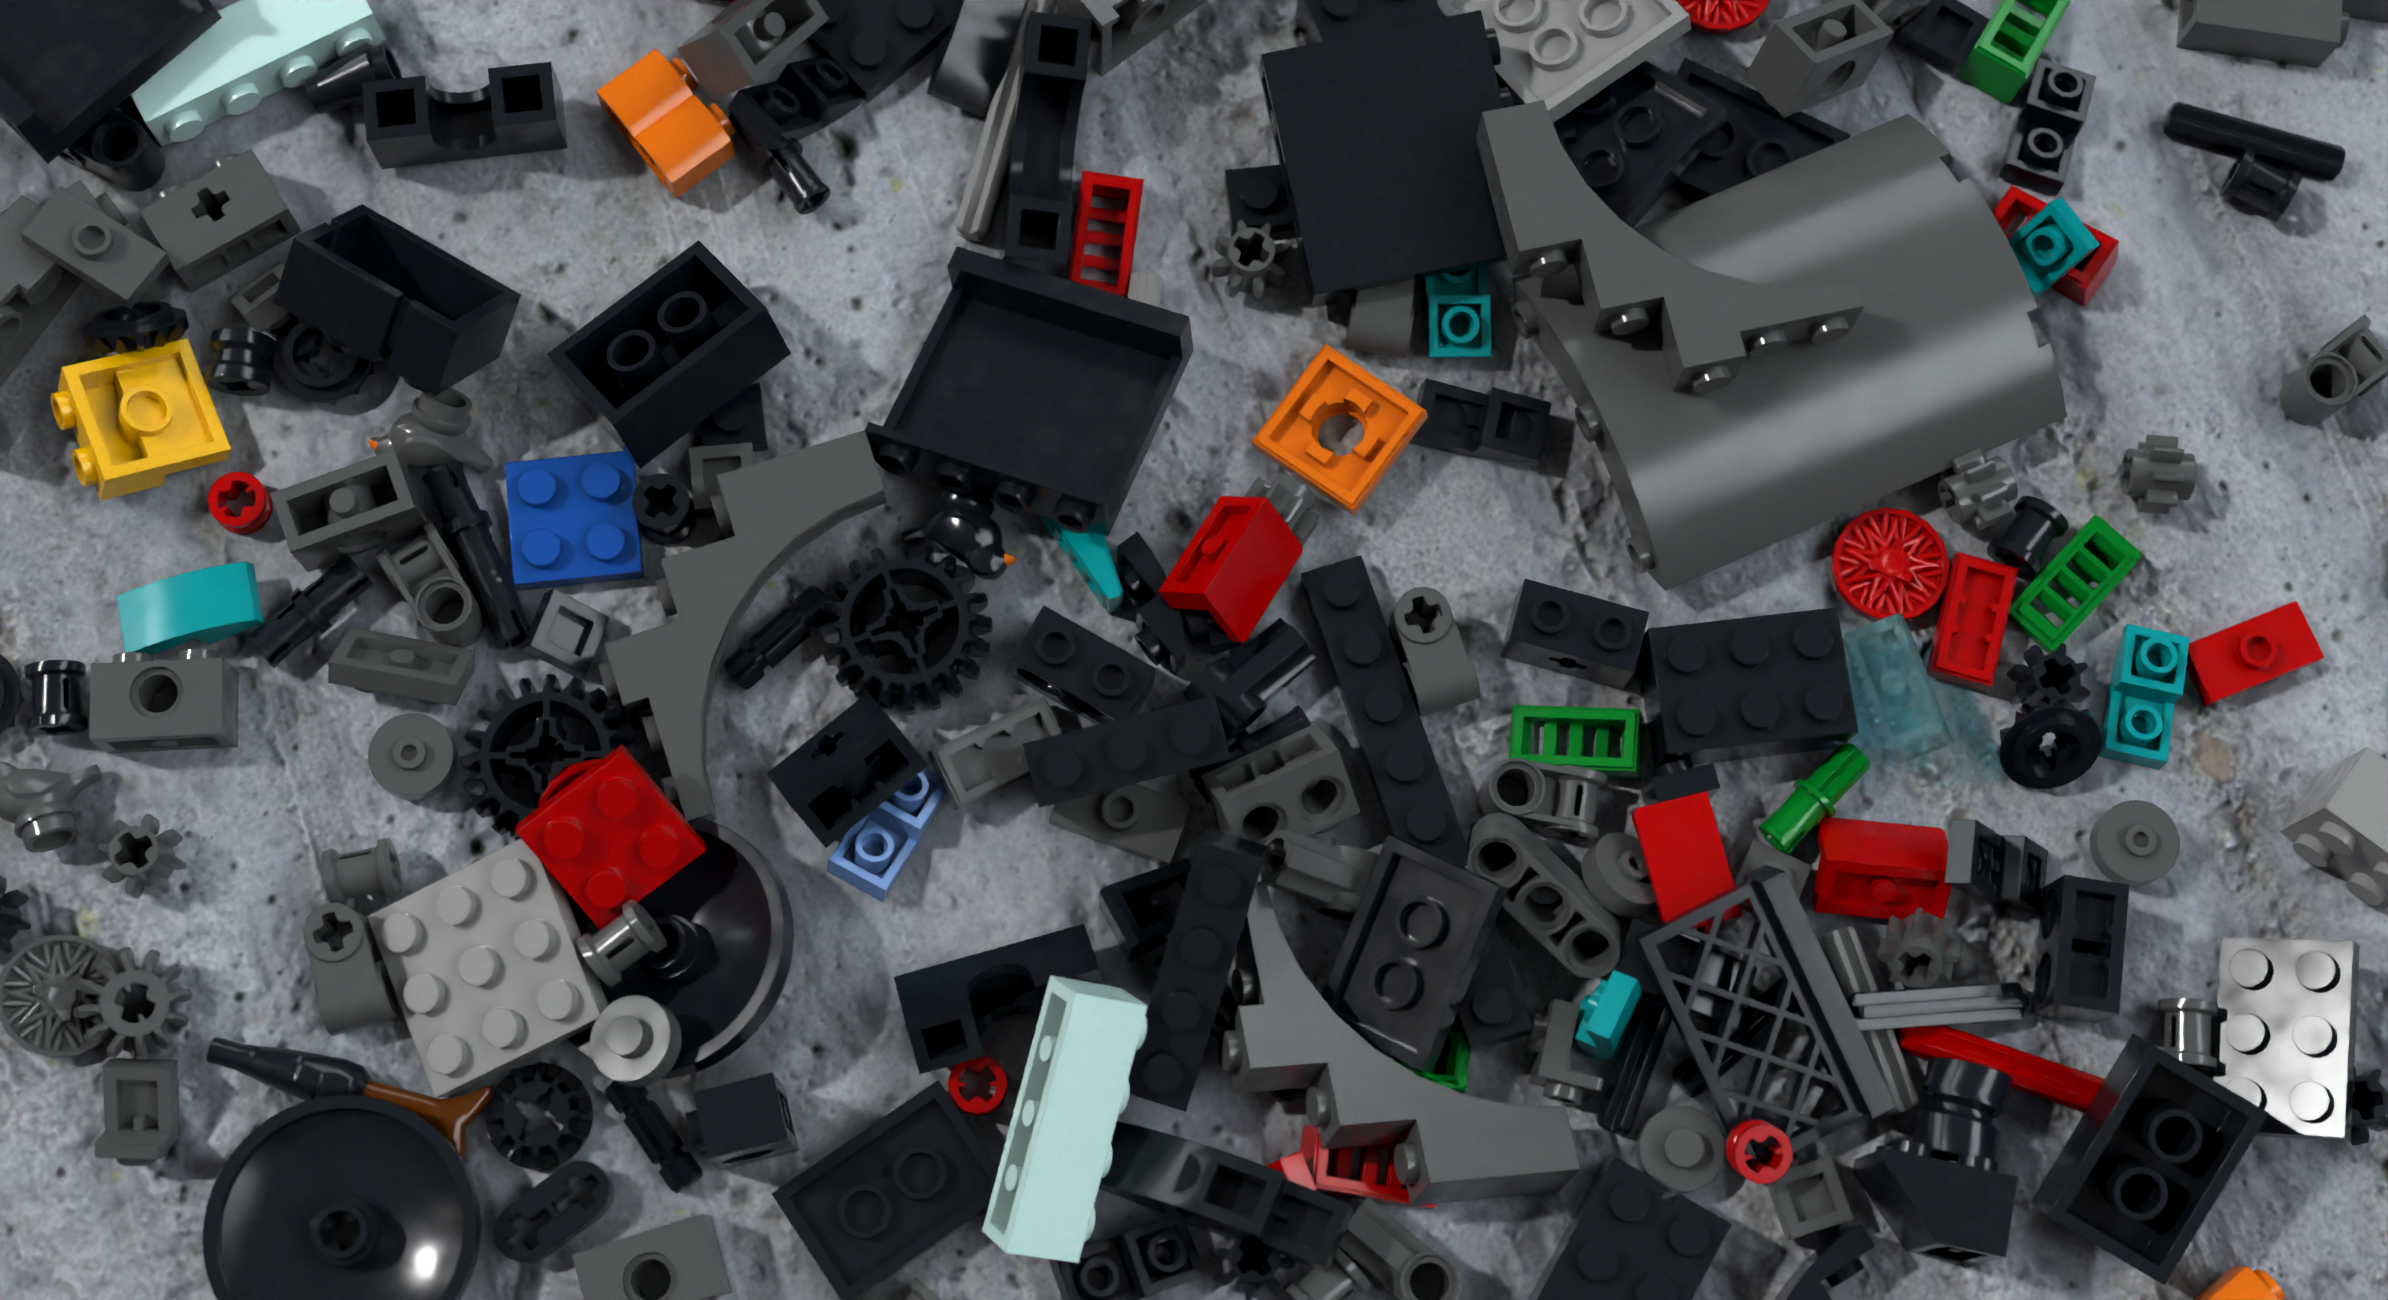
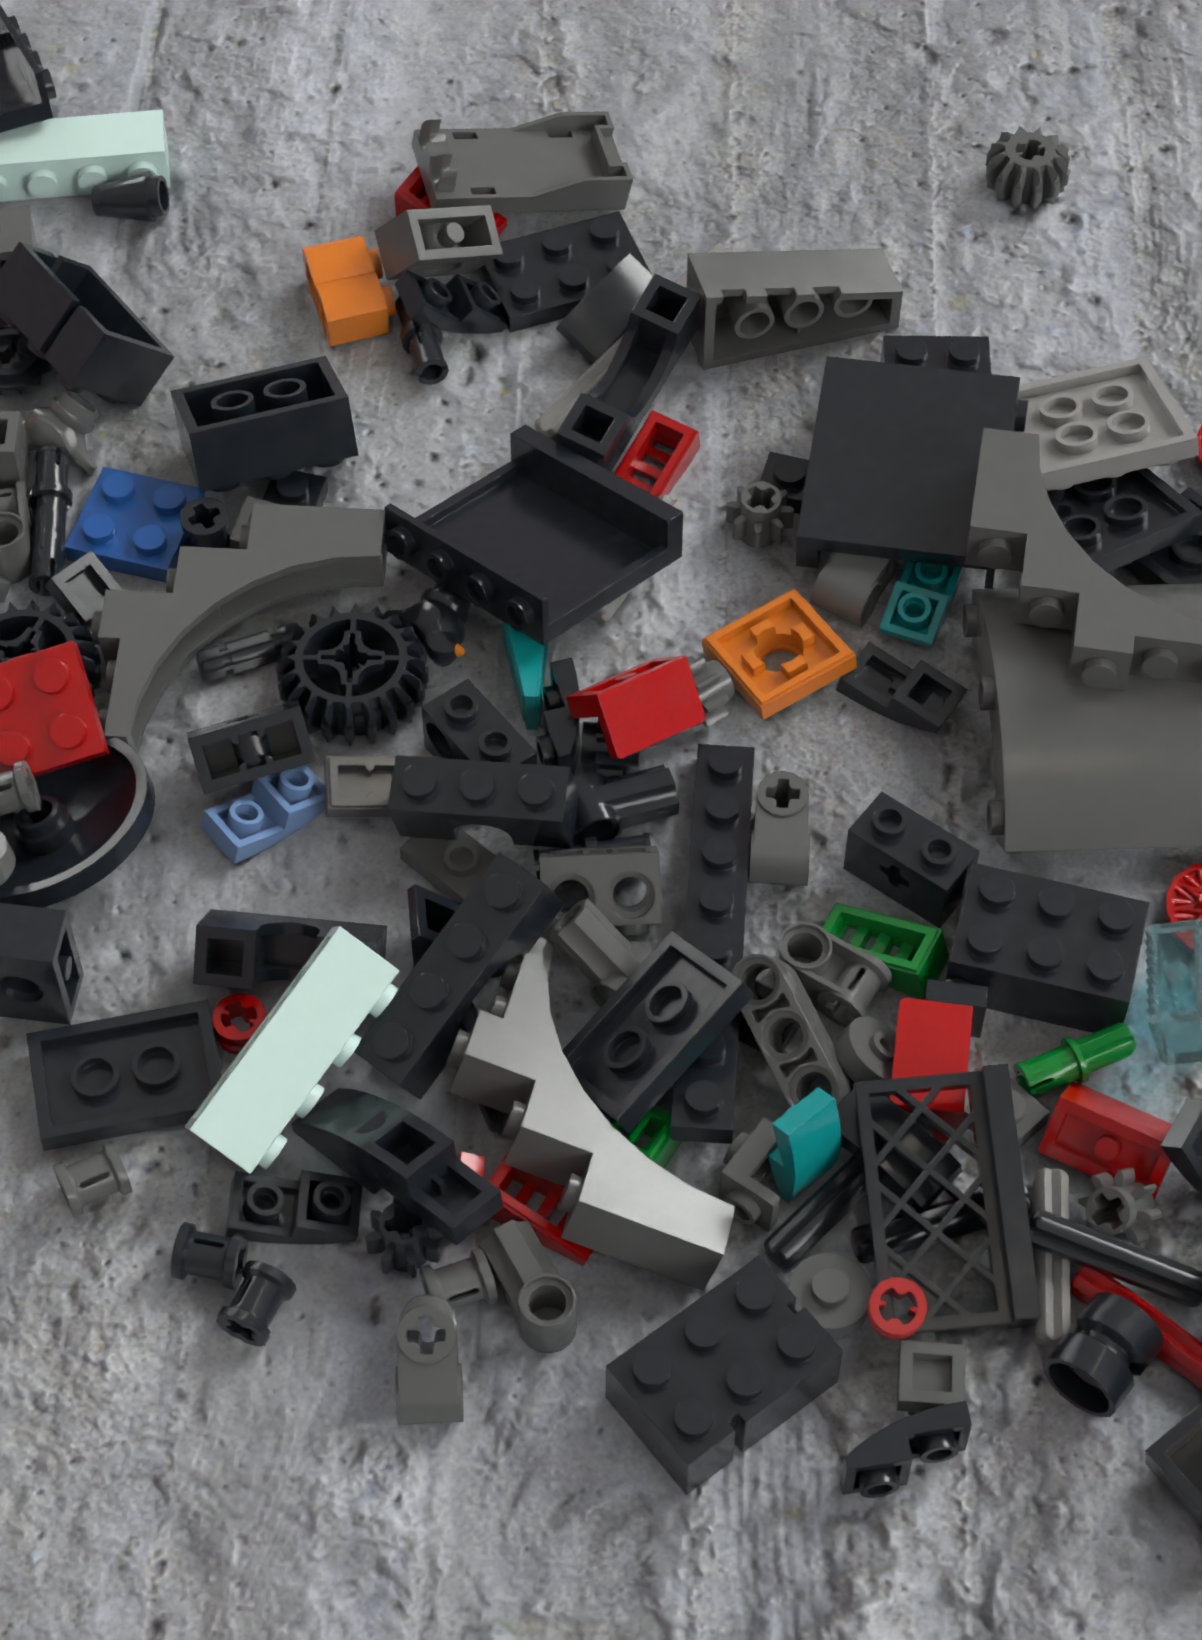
camera: 30 degrees right, 20 degrees down
(423, 125) = (160, 235): black arch -> none
(1938, 1205) = (1048, 1408): black slope -> none

